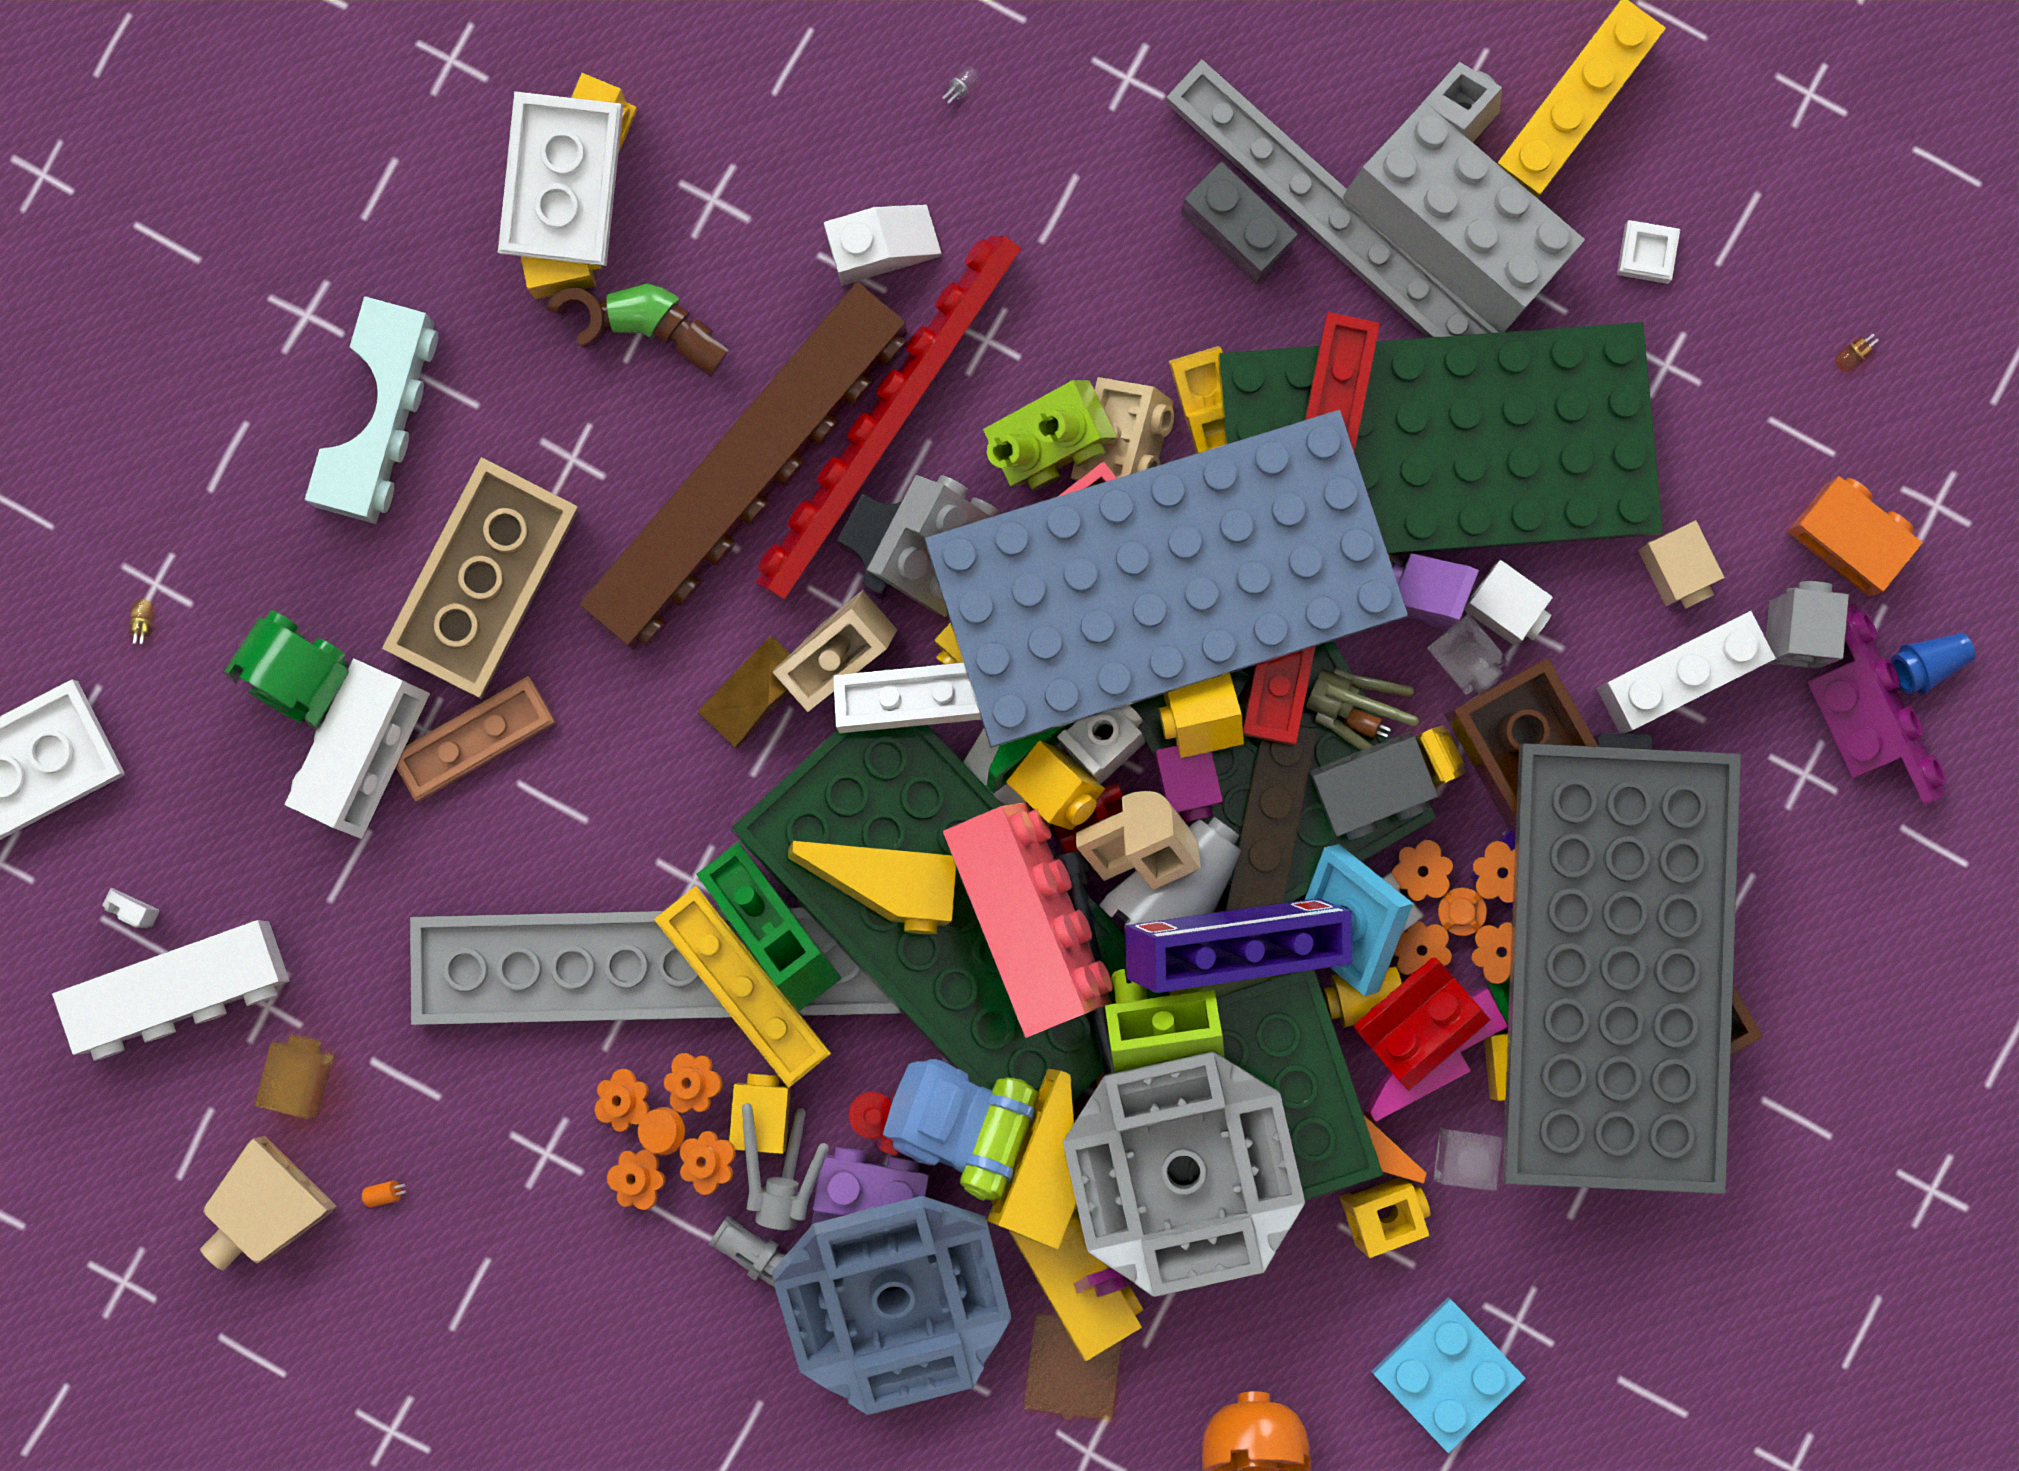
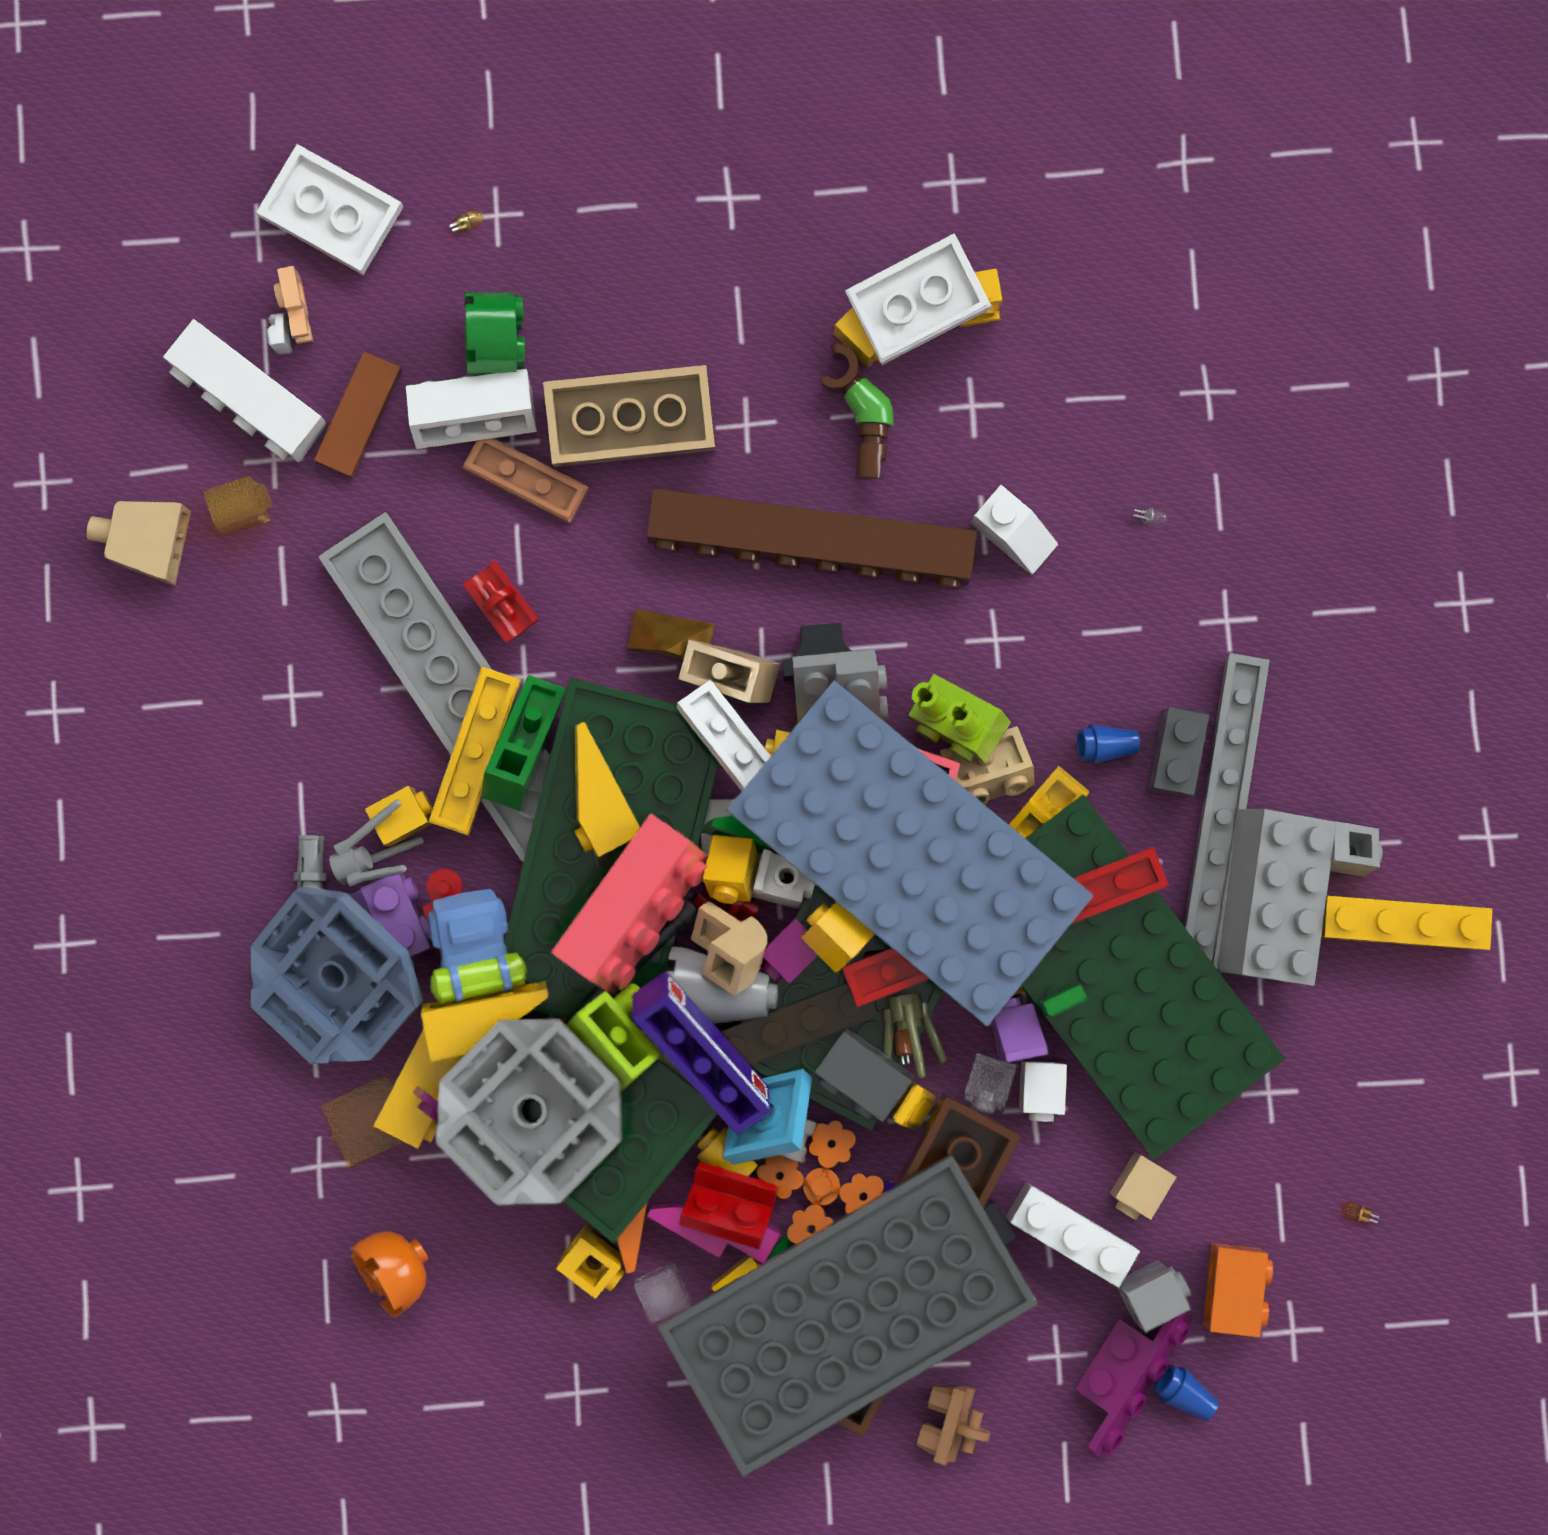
camera: 55 degrees right, 0 degrees up
(96, 869) = (291, 296): none -> light nougat plate
(280, 880) = (358, 415): none -> dark orange tile
(356, 475) = (647, 295): light aqua arch -> none
(382, 1194) = (200, 608): orange piece -> none
(595, 853) = (501, 602): none -> red hips
(663, 1131) = (350, 760): orange plant -> none
(874, 431) = (921, 605): red plate -> none
(1177, 295) = (1106, 743): none -> blue cone
(1430, 517) = (1063, 1000): none -> green tile
(1448, 1375) = (514, 1369): medium azure plate -> none
(1648, 251) = (1336, 1033): white tile -> none
(1821, 953) = (946, 1441): none -> medium nougat hips

